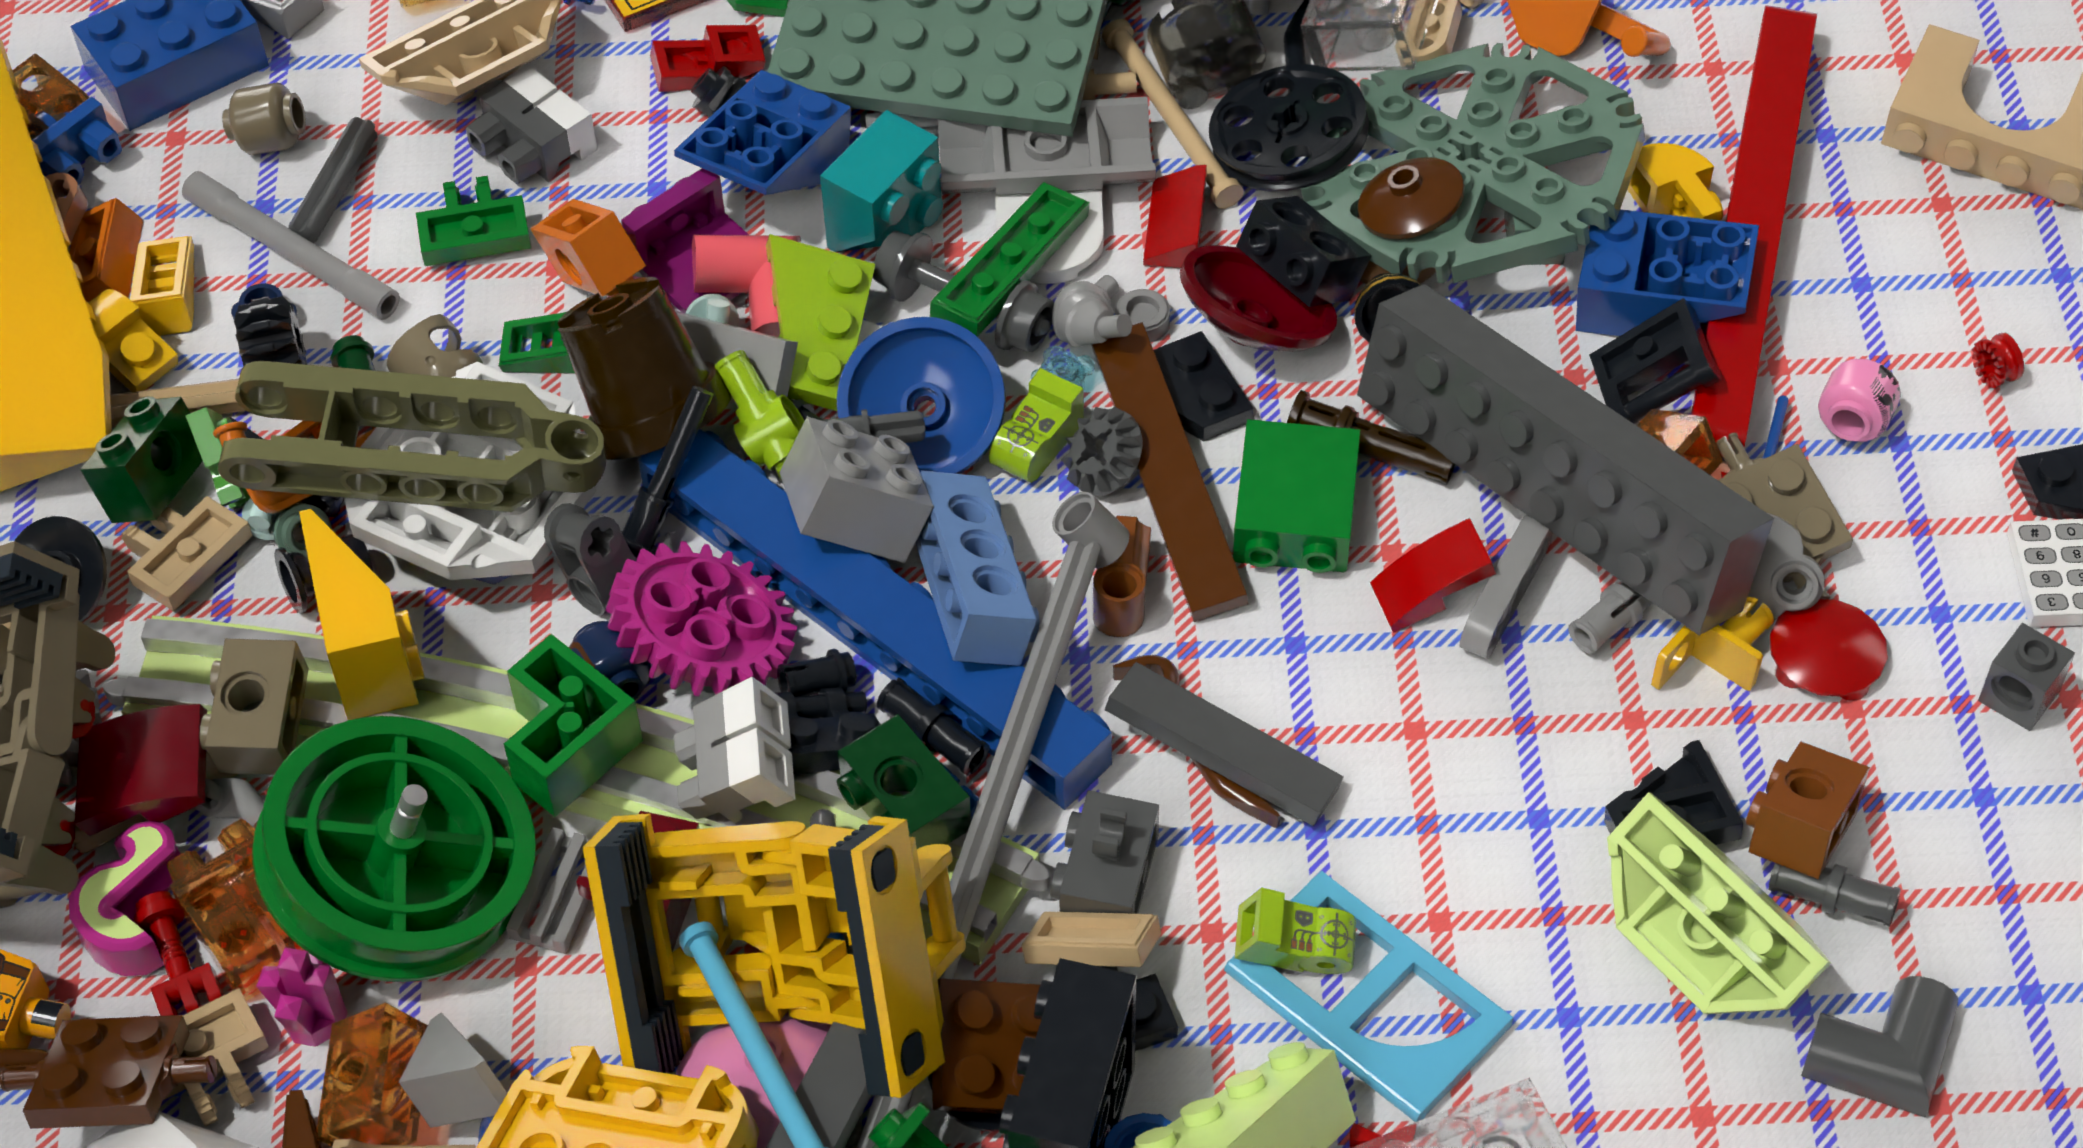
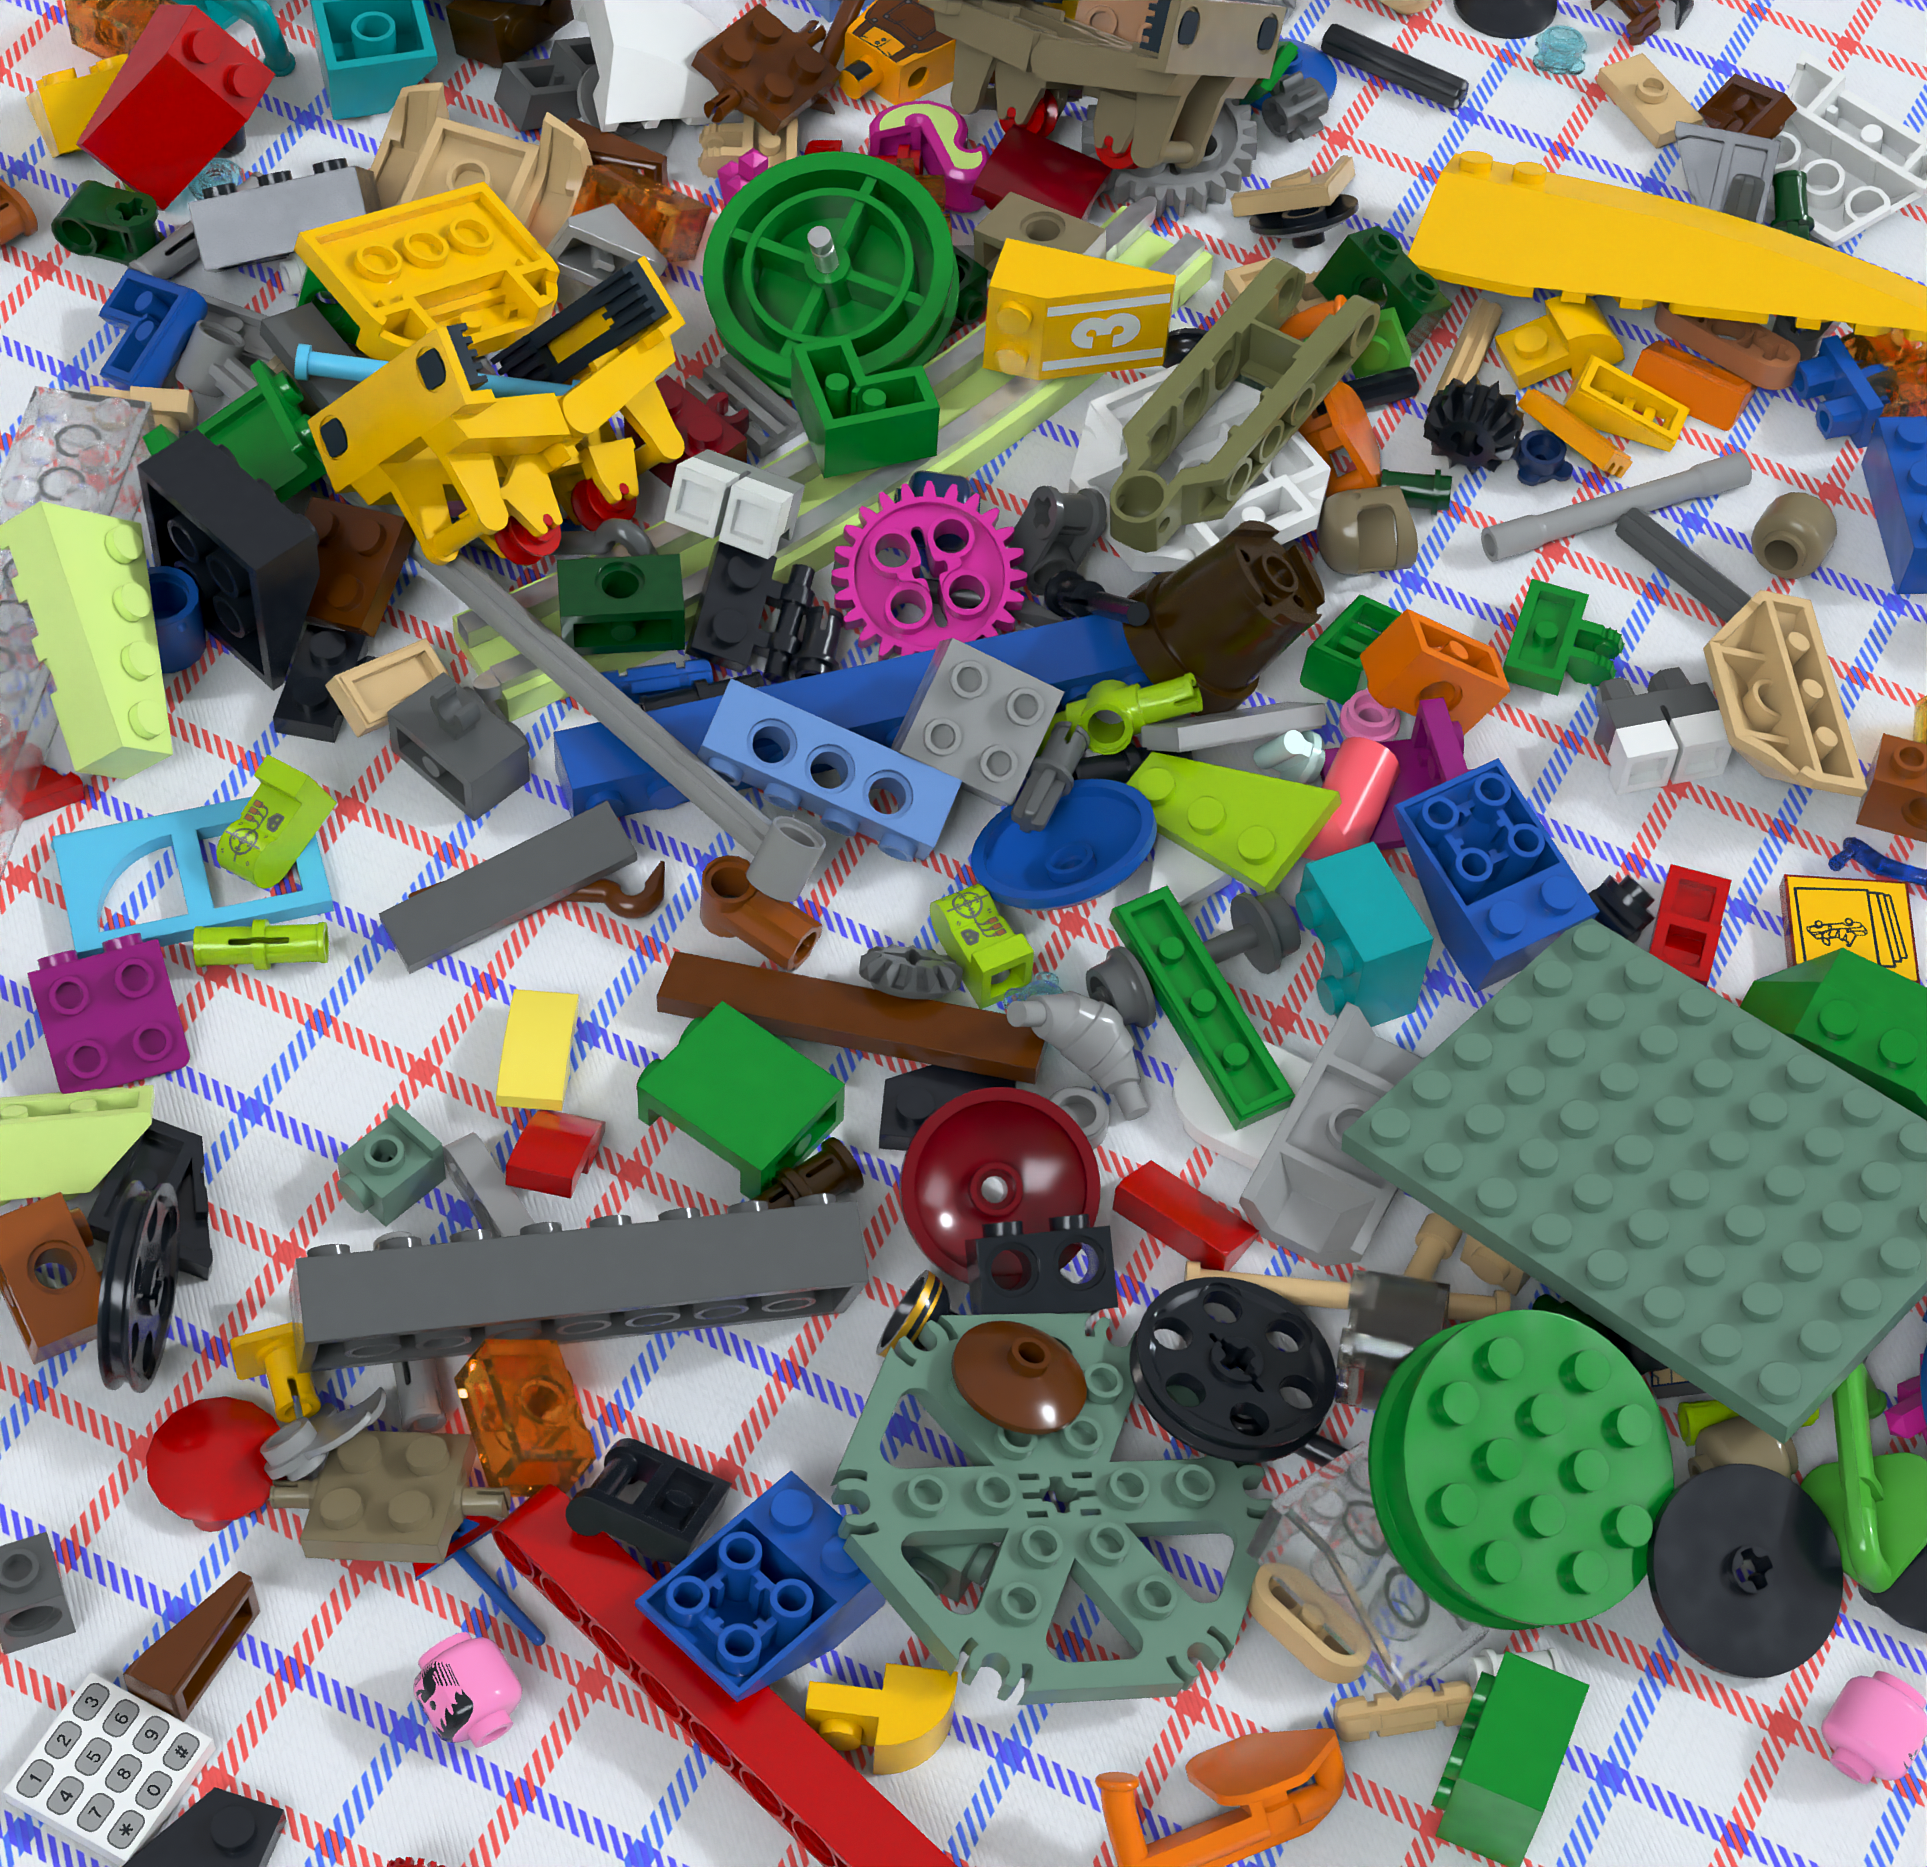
camera: 115 degrees right, 0 degrees up
(225, 291) = (1575, 432): none -> light orange tile
(1347, 646) = (537, 1050): none -> light yellow slope
(1403, 888) = (261, 944): none -> lime pin
(1527, 677) = (391, 1167): none -> sand green brick
(1545, 953) = (109, 1015): none -> magenta bracket
(1783, 702) = (138, 1286): none -> black wedge
(1973, 563) = (191, 1654): none -> reddish brown slope

